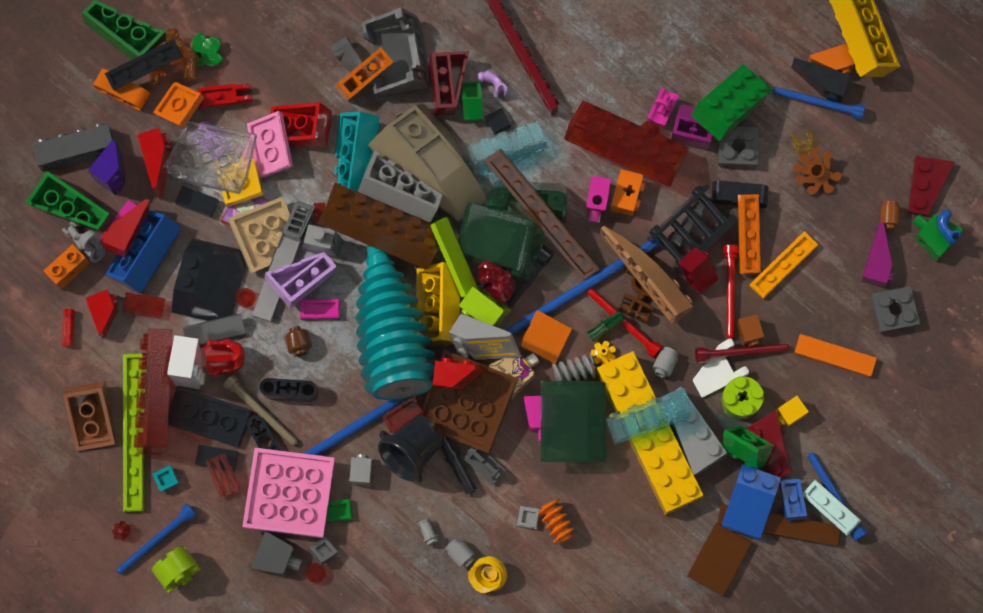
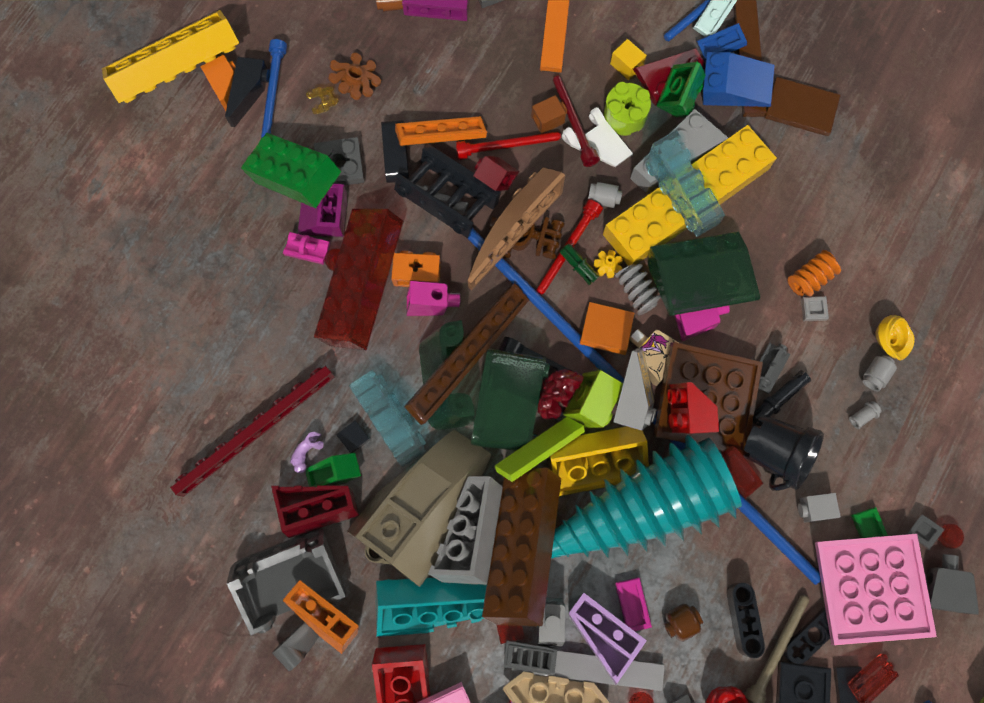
camera: 105 degrees left, 0 degrees up
(783, 265) = (466, 96): light orange tile -> none

